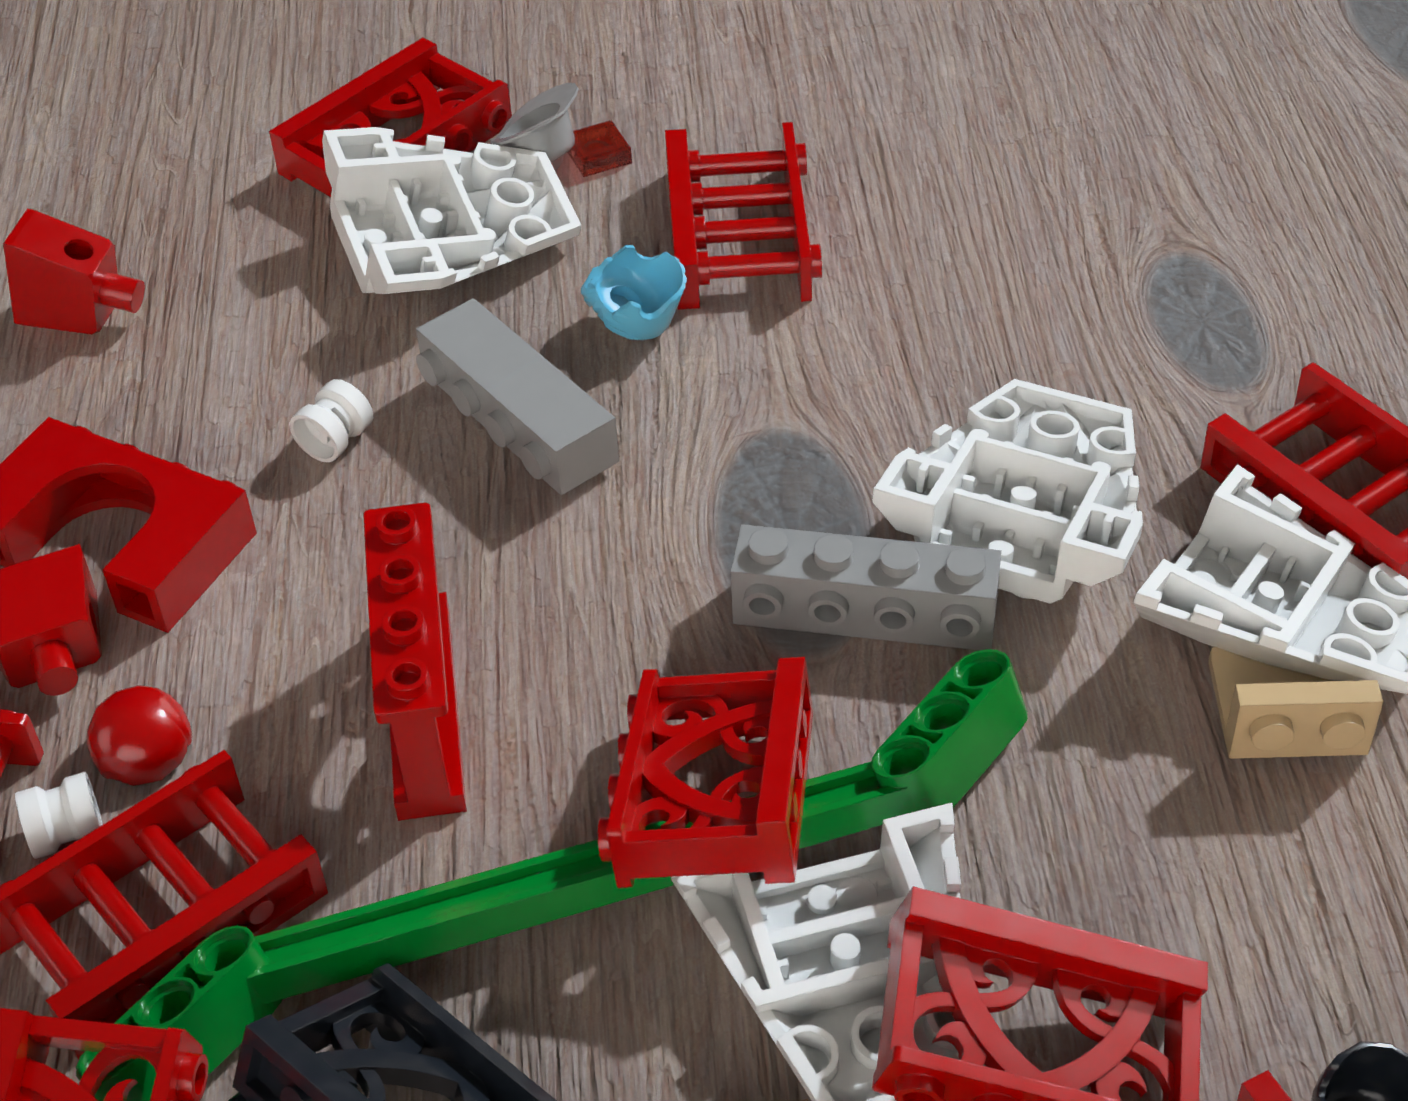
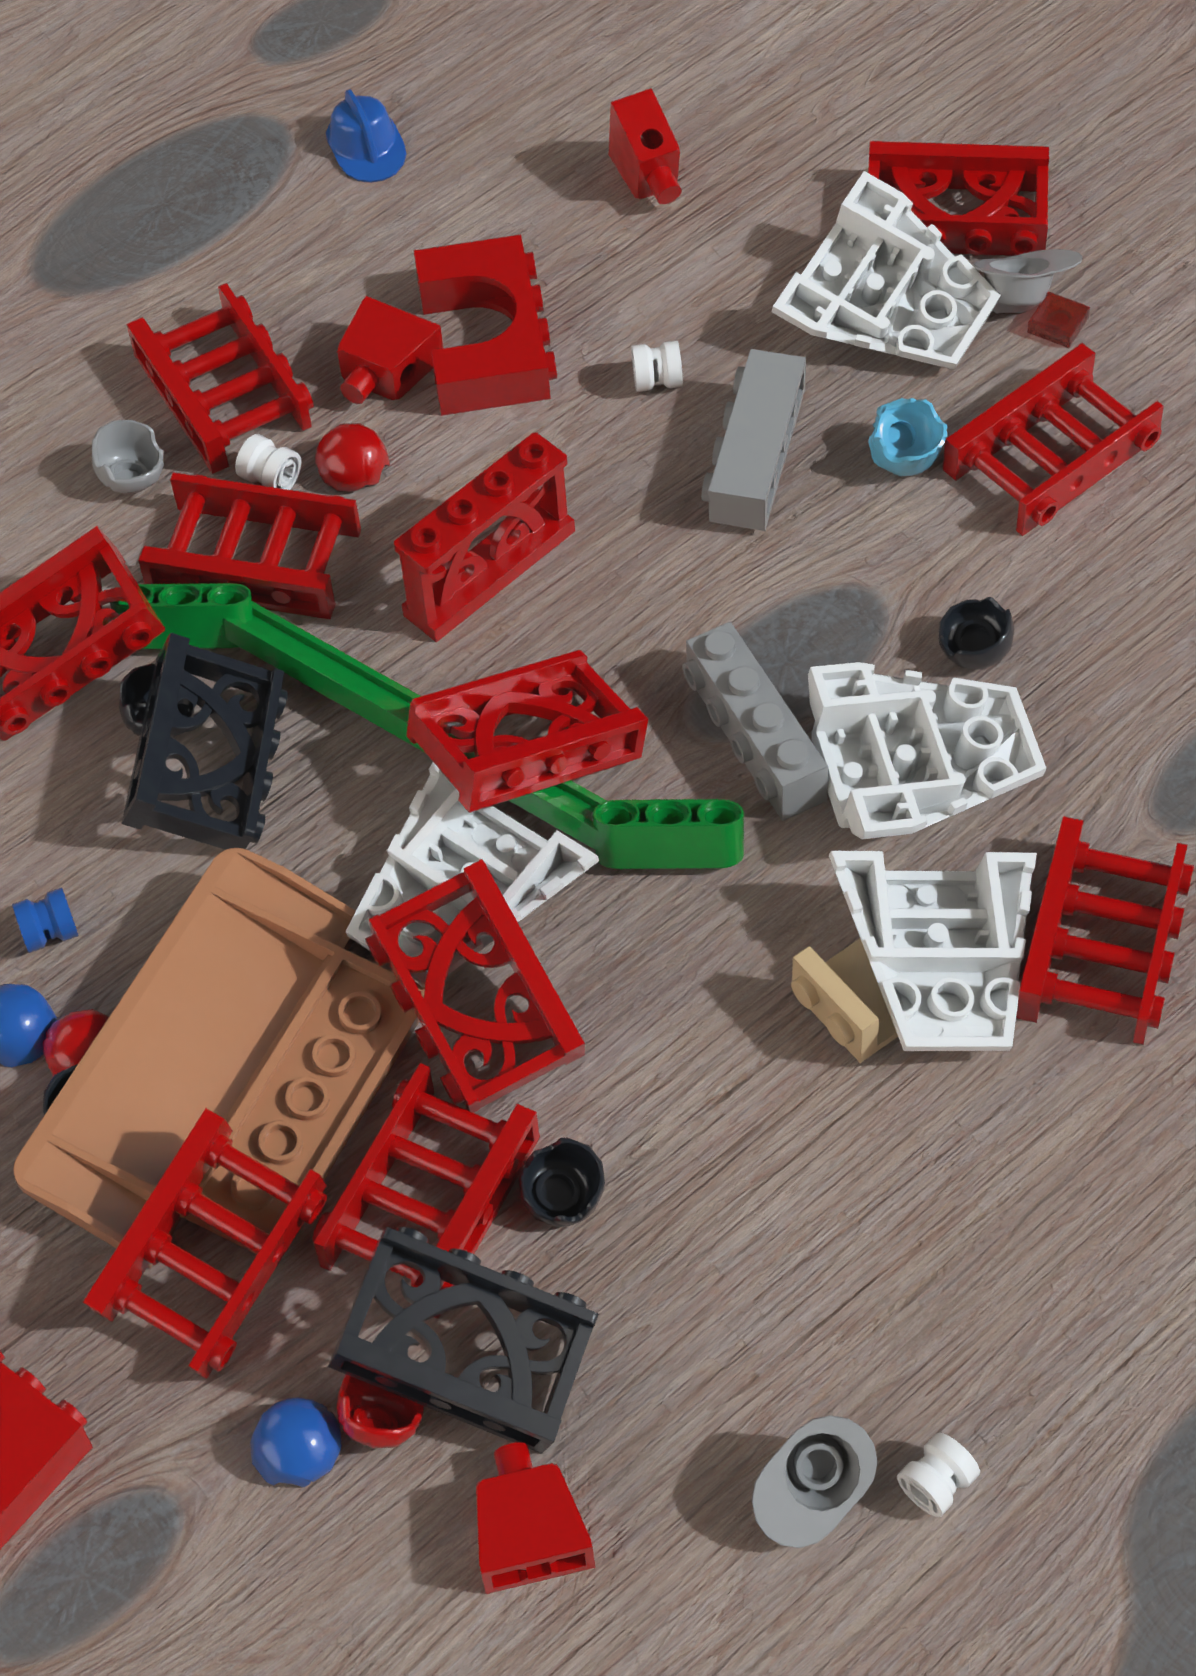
camera: 55 degrees right, 10 degrees up
(916, 374) = (976, 633): none -> black hair

